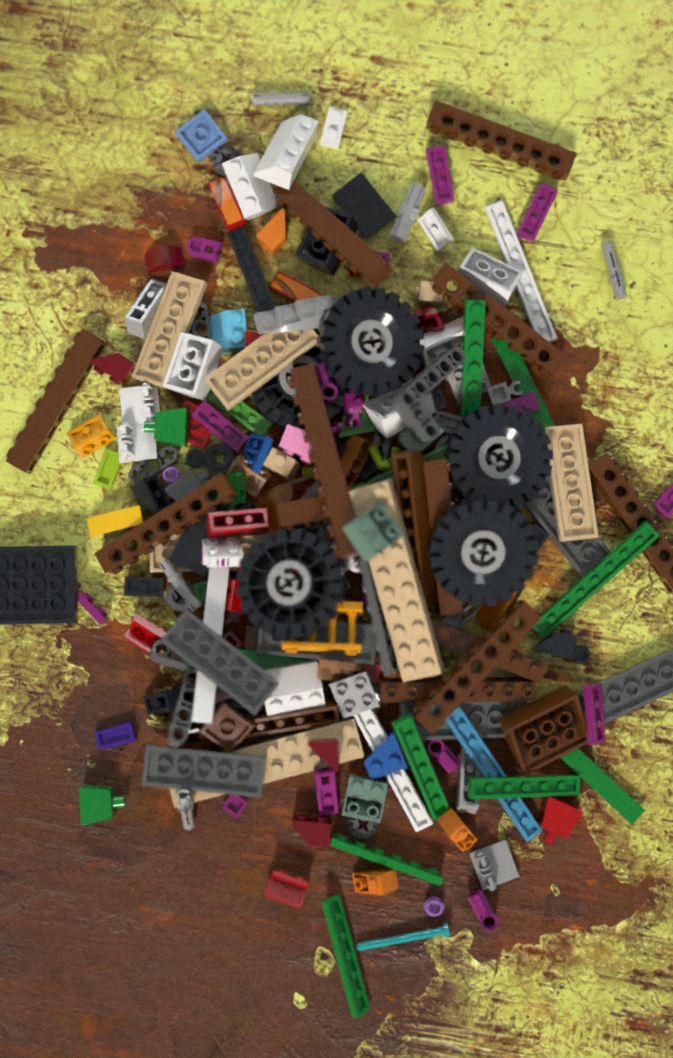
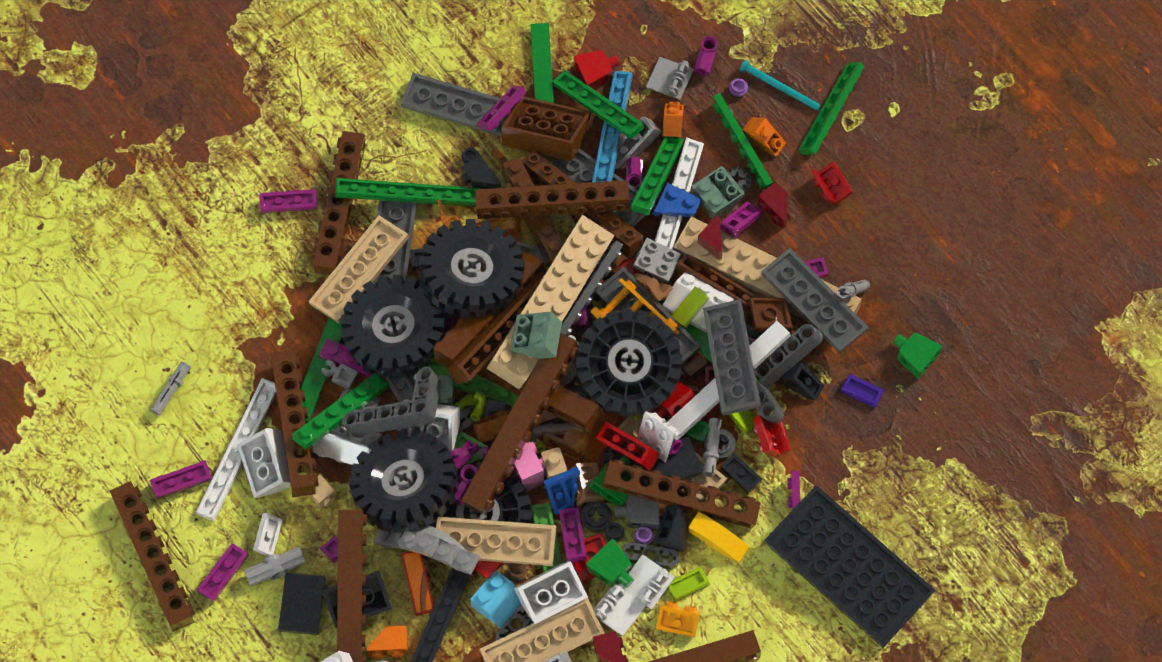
camera: 135 degrees left, 20 degrees down
(292, 677) = (690, 307): none -> lime slope
(429, 318) = (340, 472): dark red slope -> none

